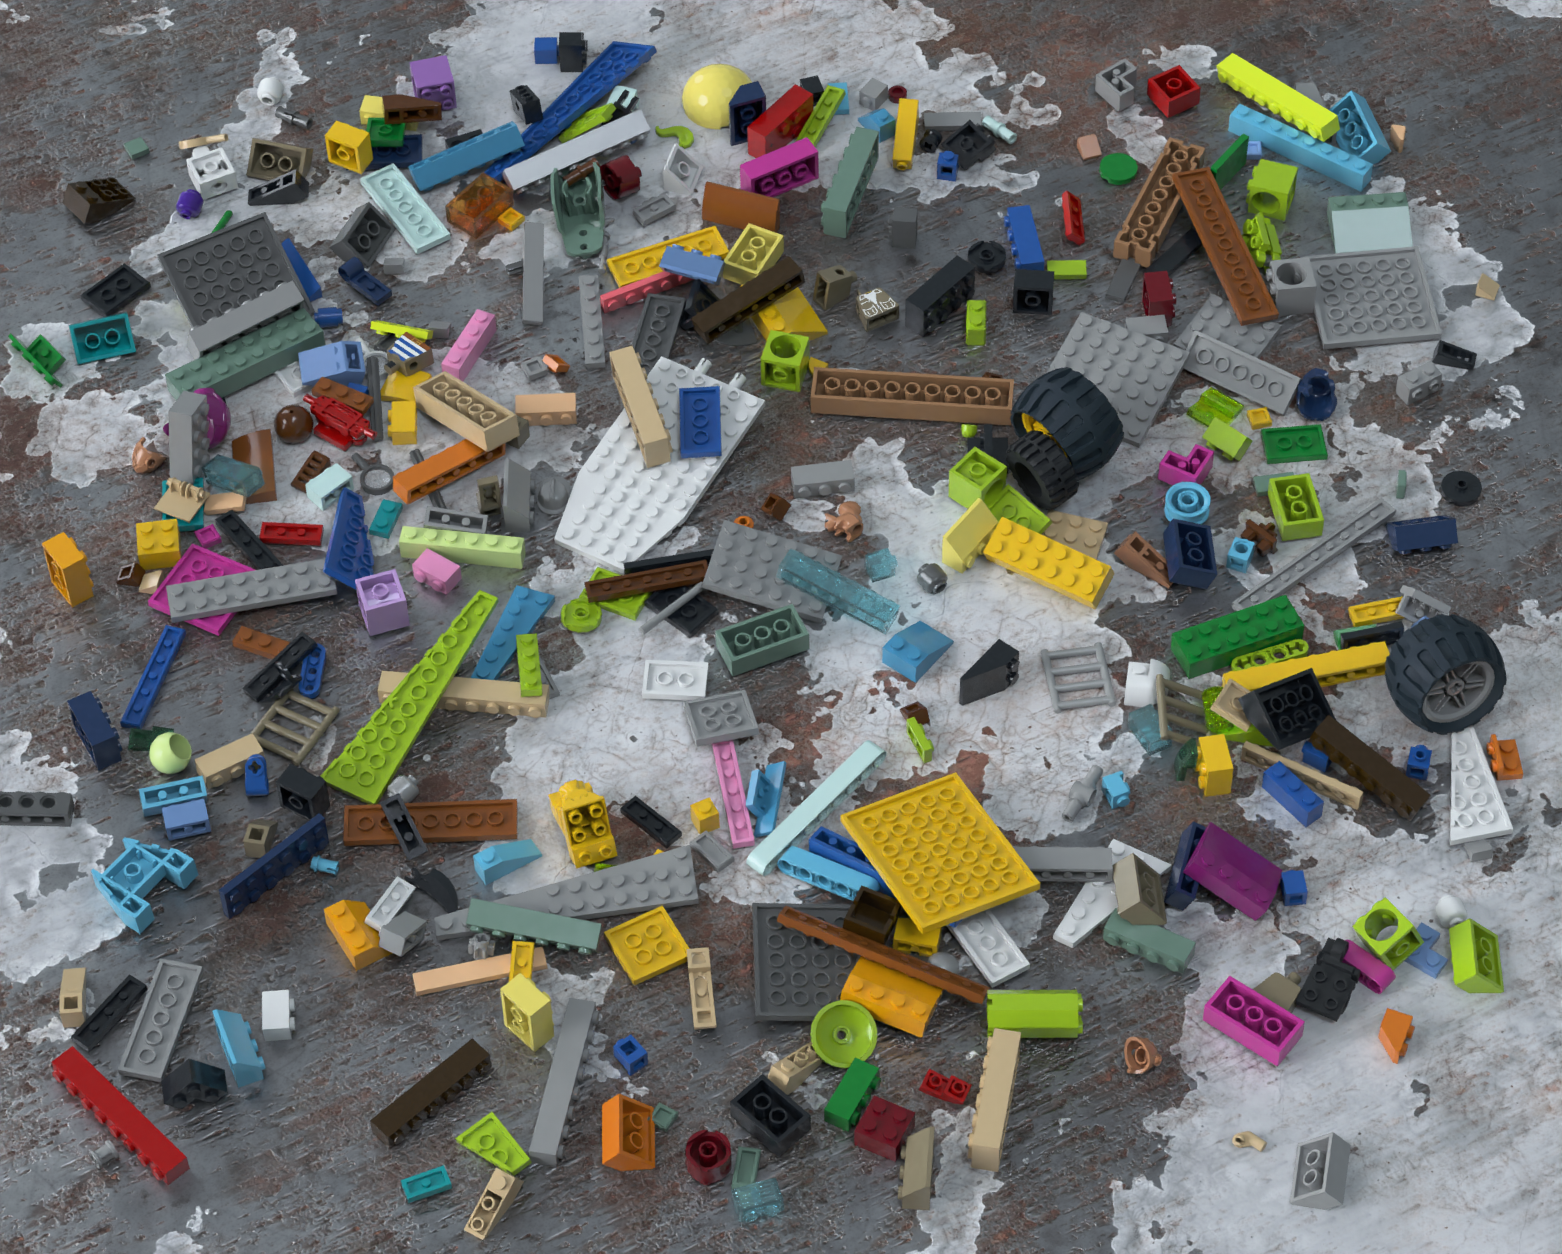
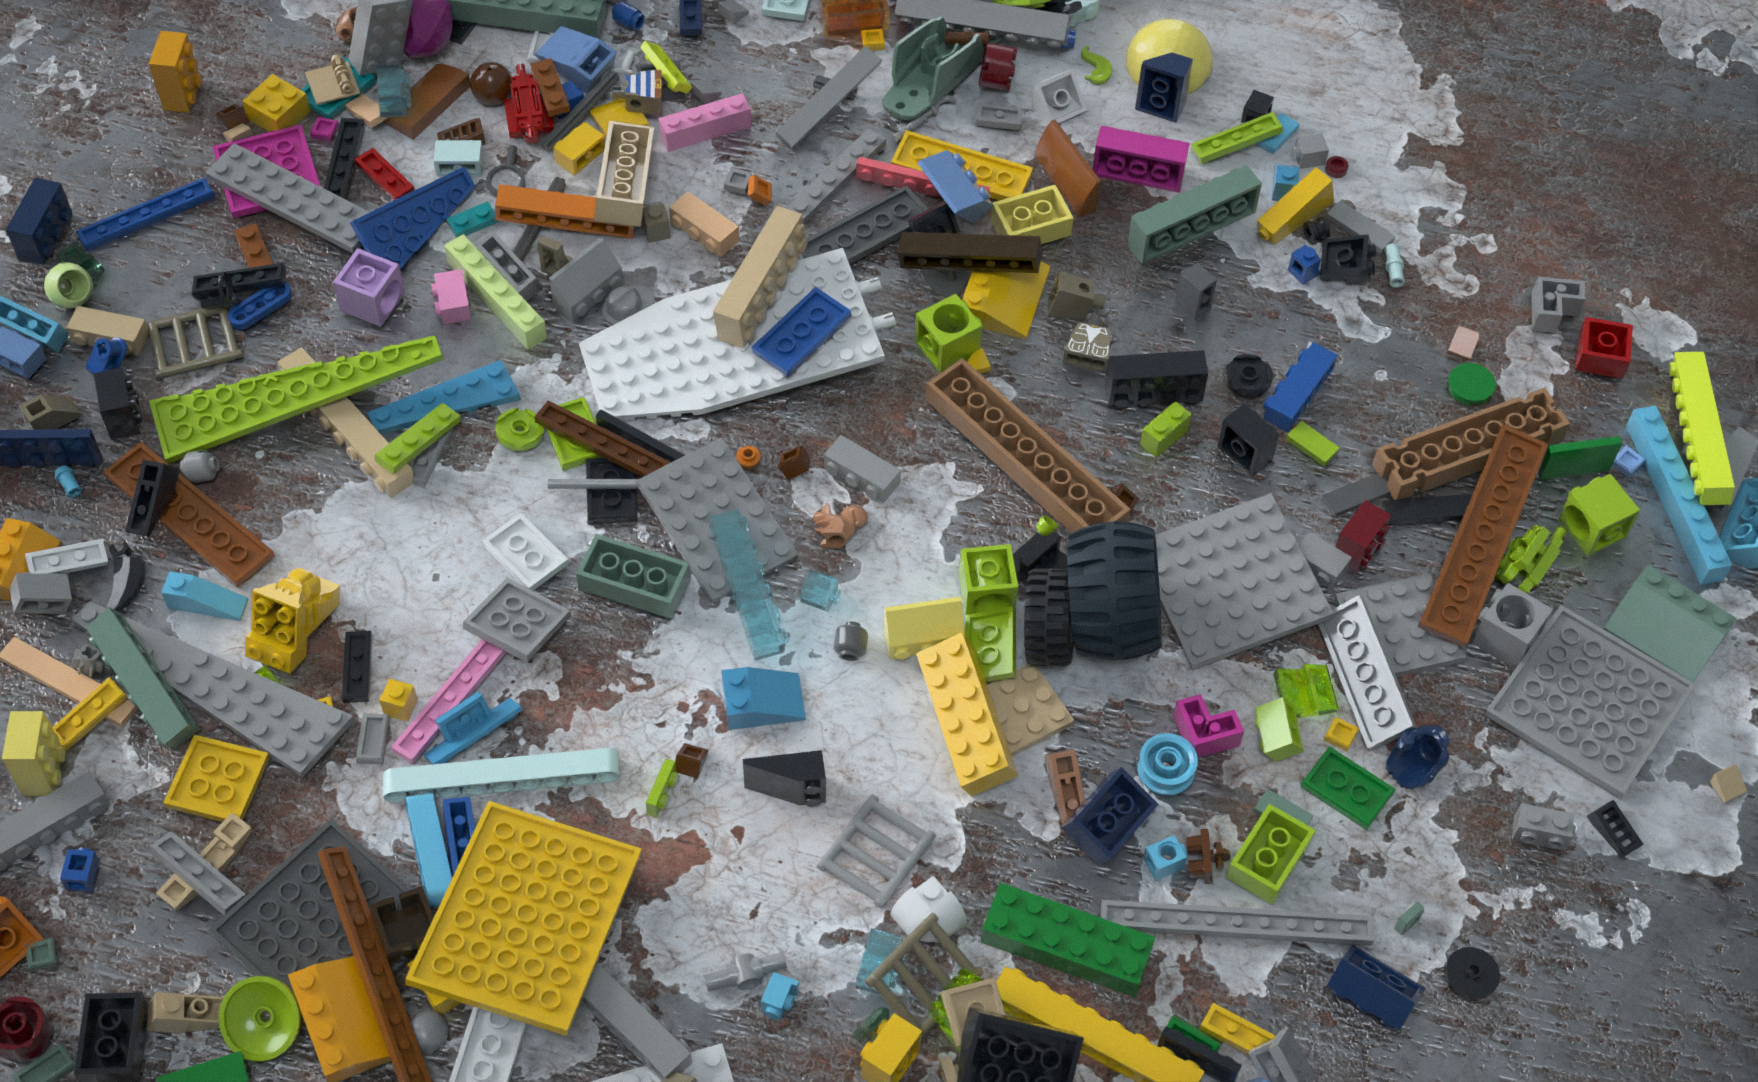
camera: 40 degrees right, 5 degrees up
(707, 996) = (197, 872): none -> light grey plate
(780, 122) = (1191, 114): red brick -> none
(1073, 218) = (1371, 398): red plate -> none
(1268, 654) = (1081, 984): lime beam -> none

